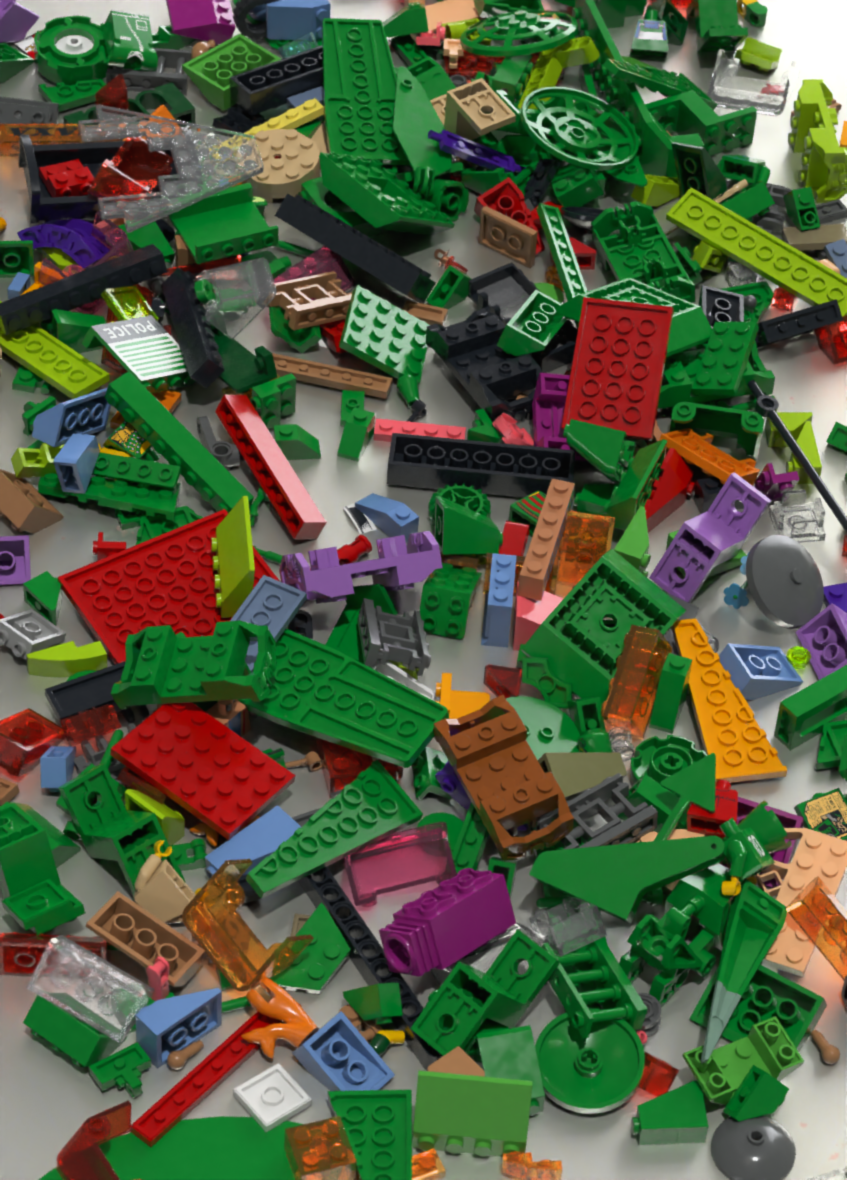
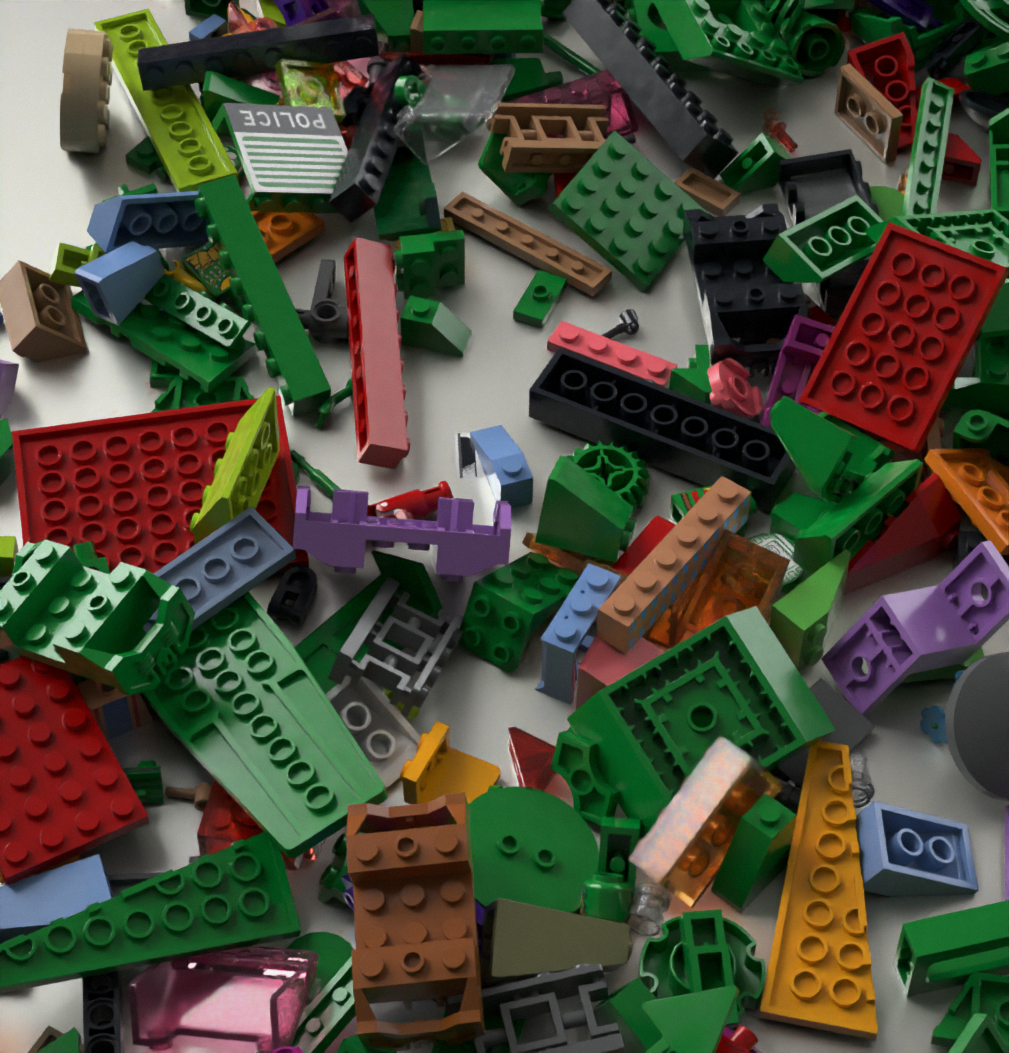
camera: 25 degrees right, 5 degrees up
(104, 548) = (103, 407): red bracket -> none
(356, 434) = (521, 336): green slope -> none
(408, 388) = (627, 290): green cone -> none
(671, 749) = (706, 953): none -> green slope
(798, 657) = (988, 848): clear neon green plate -> none

